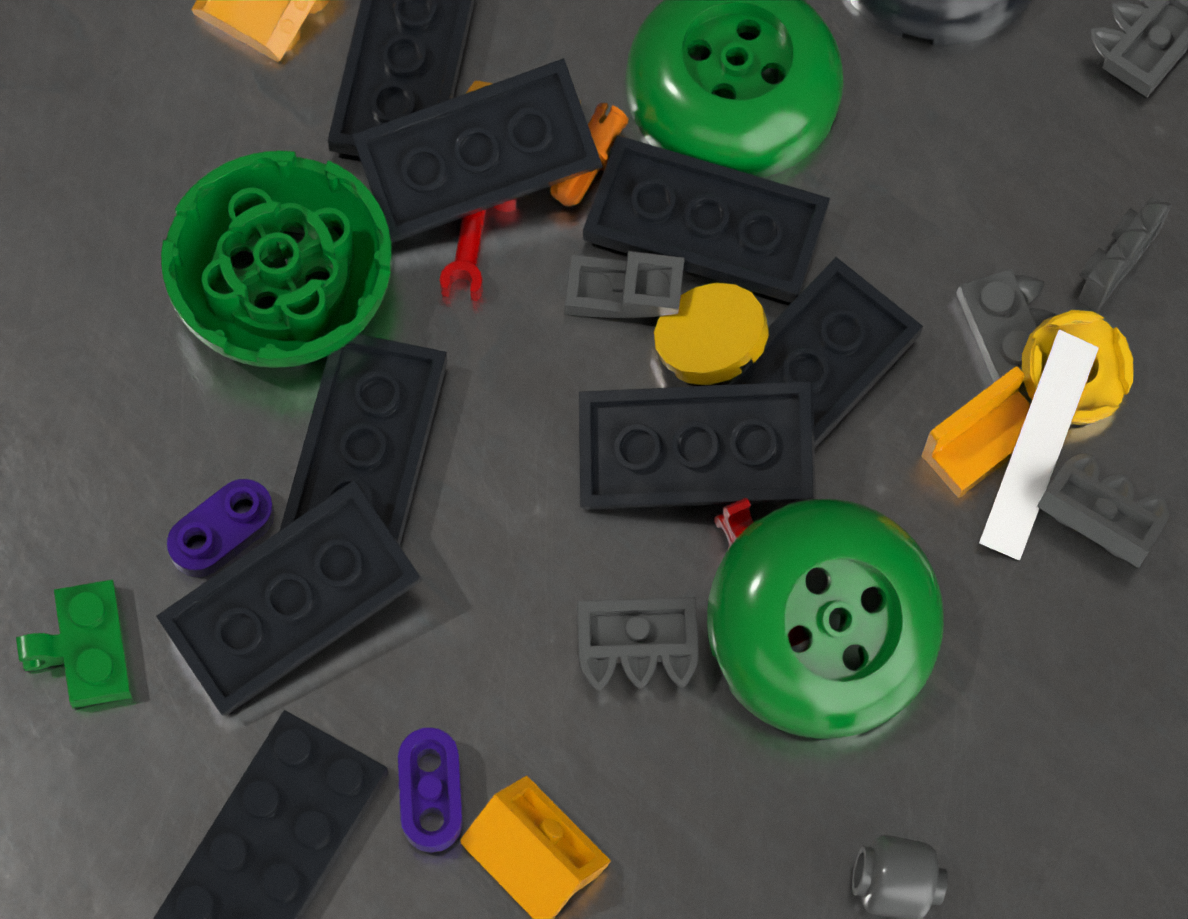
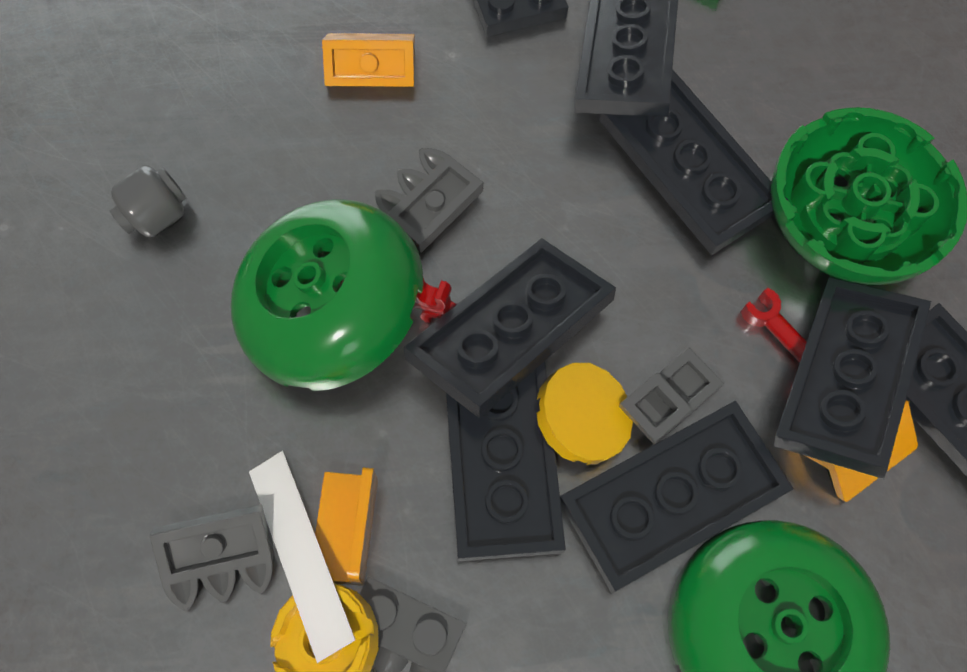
camera: 130 degrees right, 0 degrees up
(225, 529) = (707, 53): dark purple plate -> none
(430, 791) = (457, 35): dark purple plate -> none
(604, 133) = (798, 469): orange axle -> none

